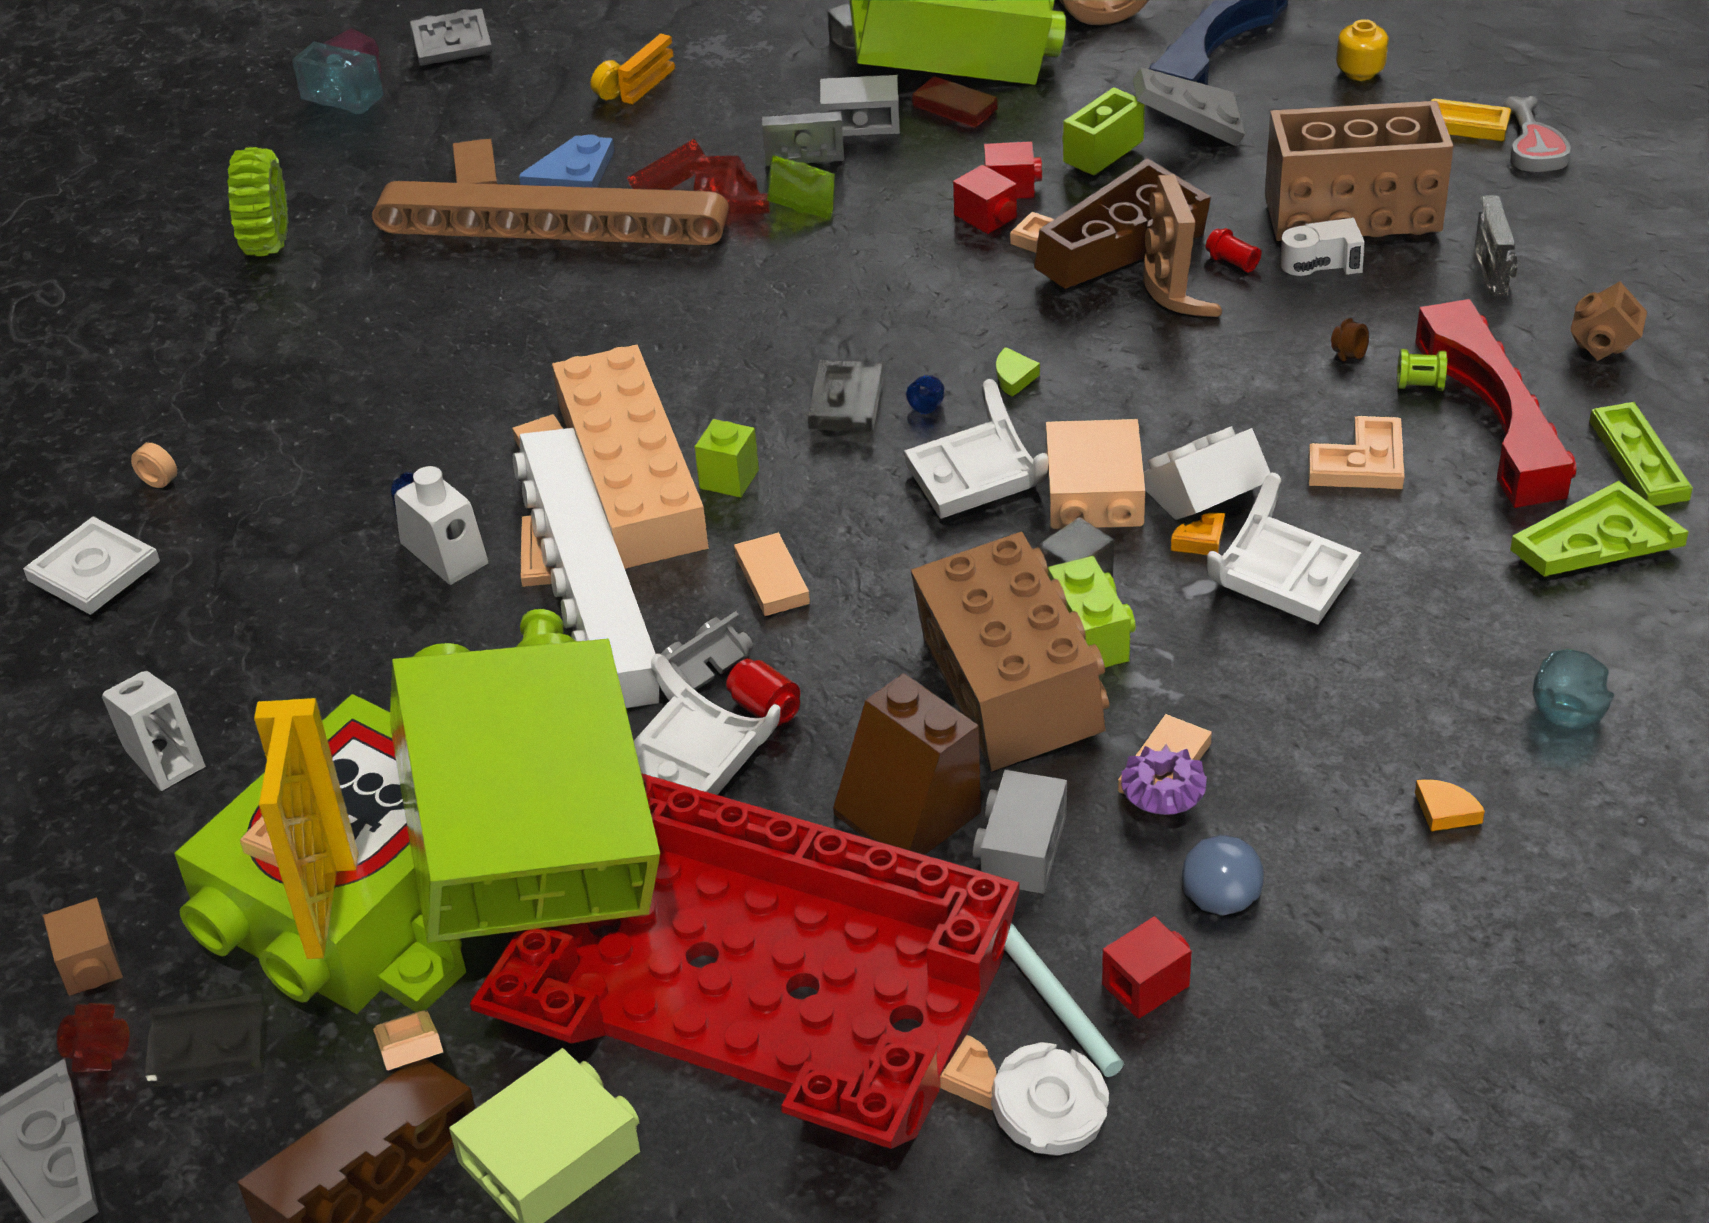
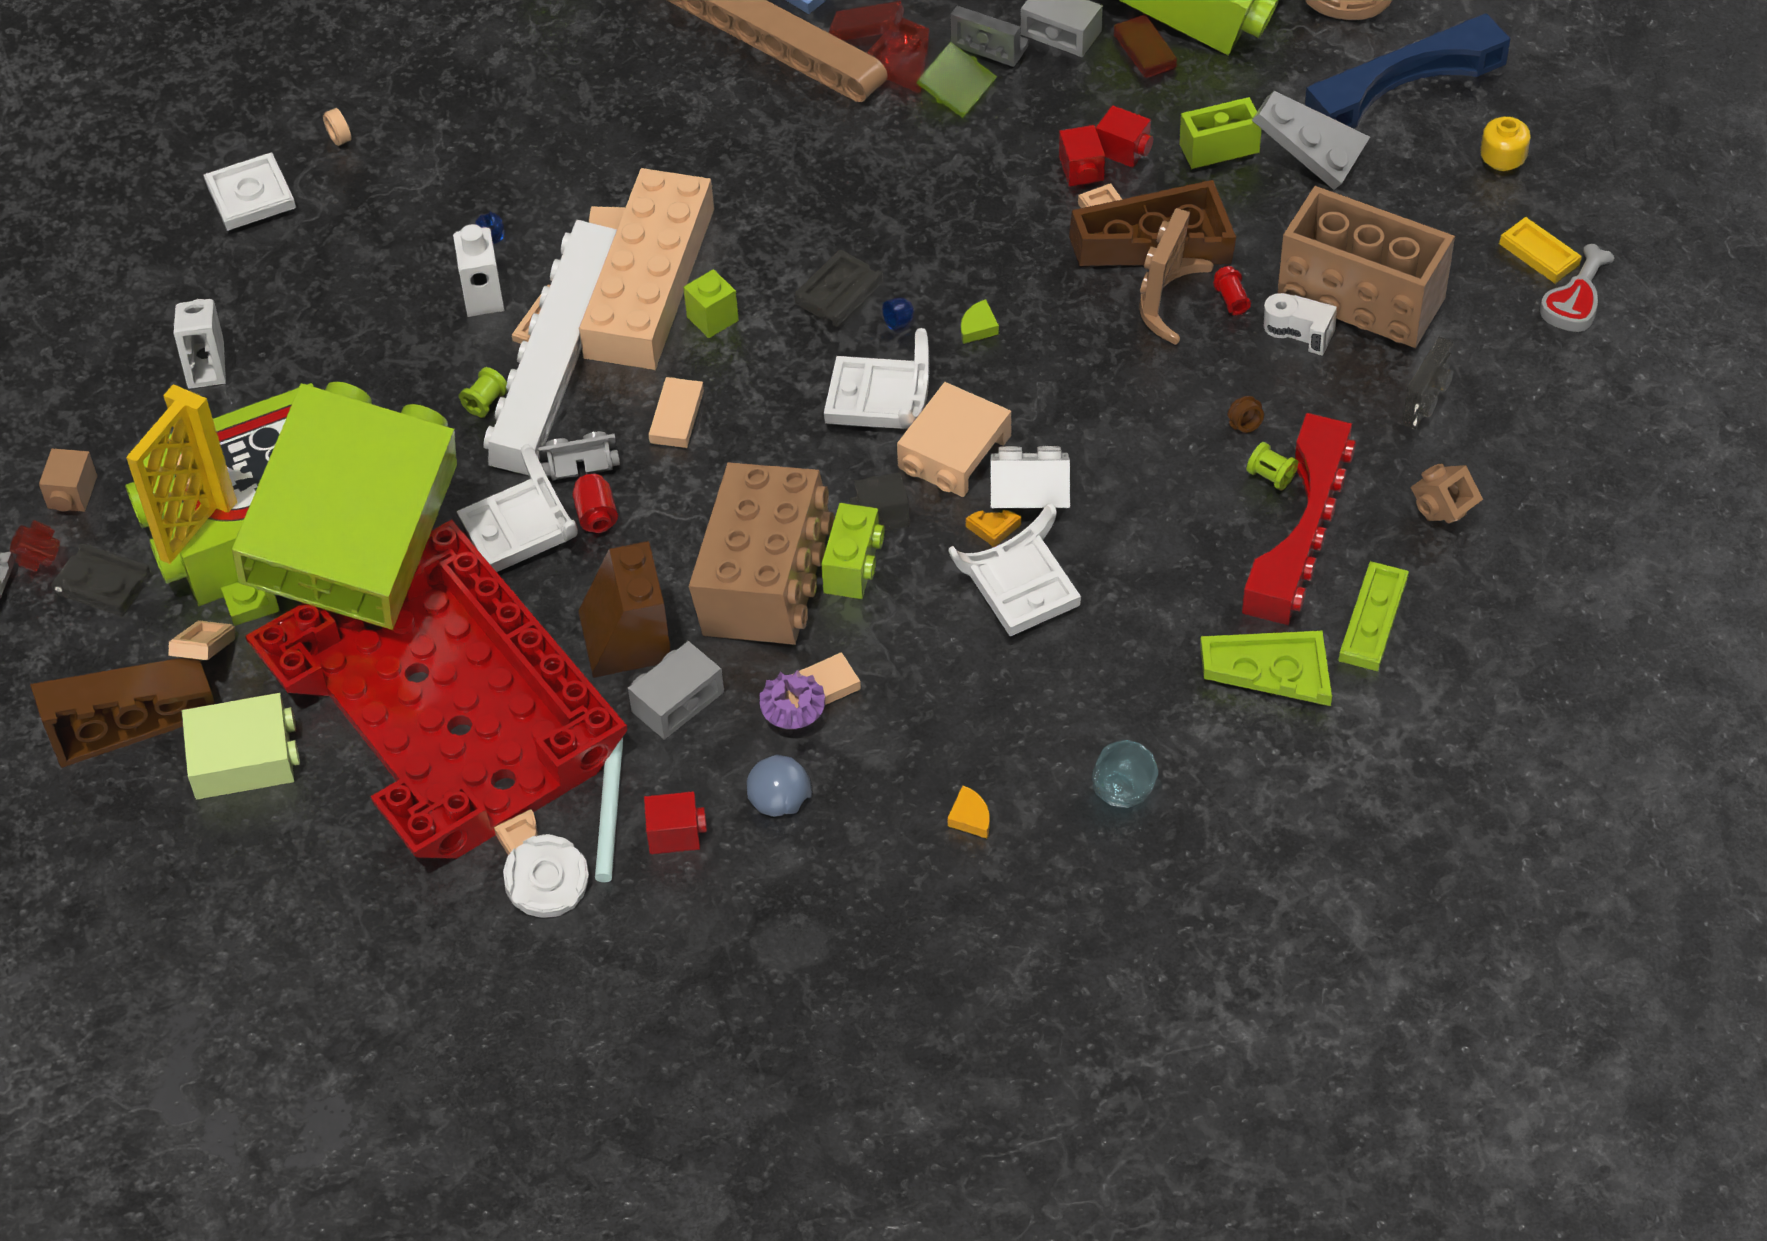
camera: 30 degrees right, 10 degrees up
(1369, 463) = (1167, 526): light nougat tile -> none

